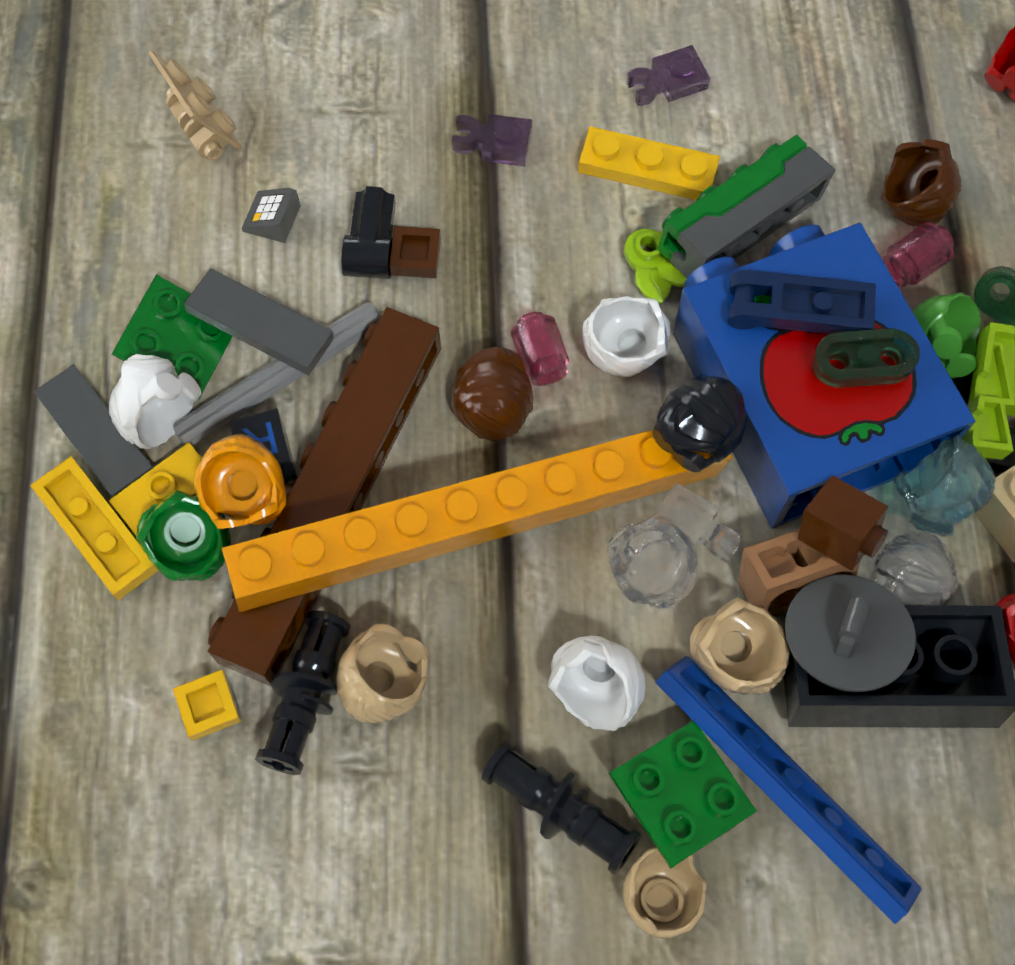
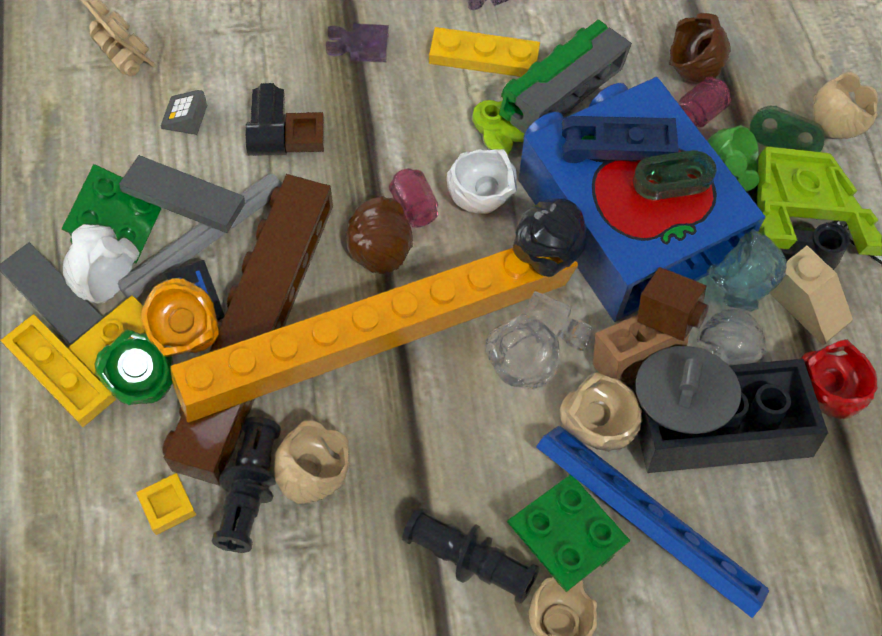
camera: 10 degrees left, 5 degrees down
(598, 681) = (489, 451): white hair -> none

